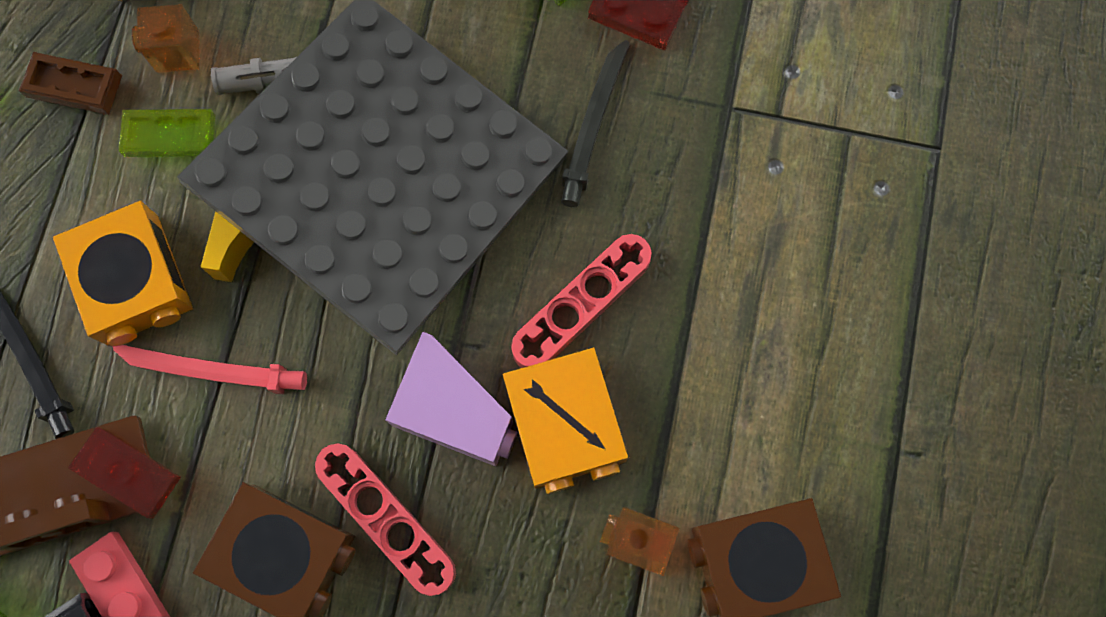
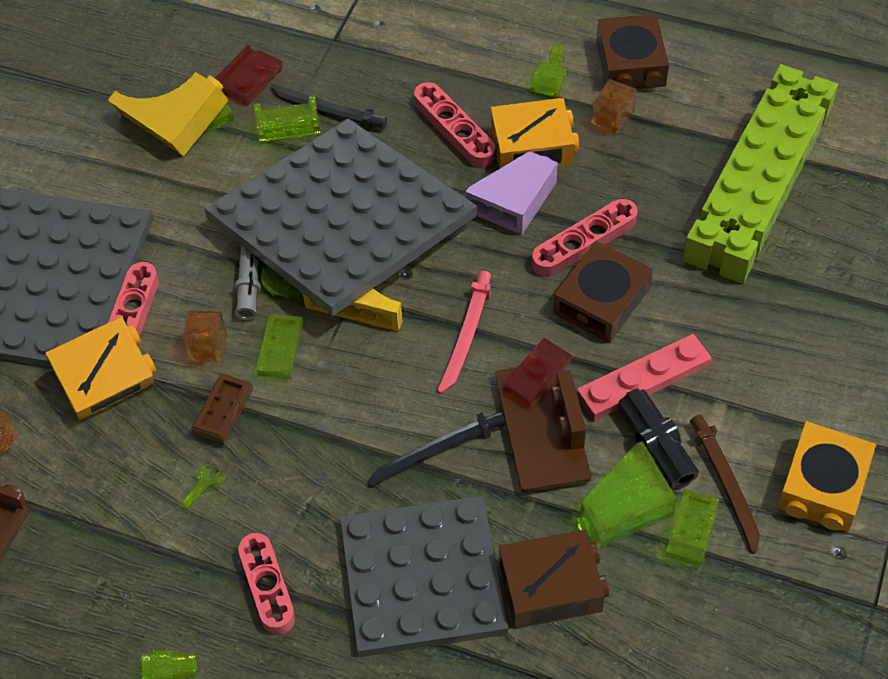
camera: 80 degrees left, 20 degrees down
(122, 274) = (389, 372): light orange brick -> none
(554, 67) = (287, 121): none -> clear neon green hinge
(700, 435) = (550, 76): none -> clear neon green plate

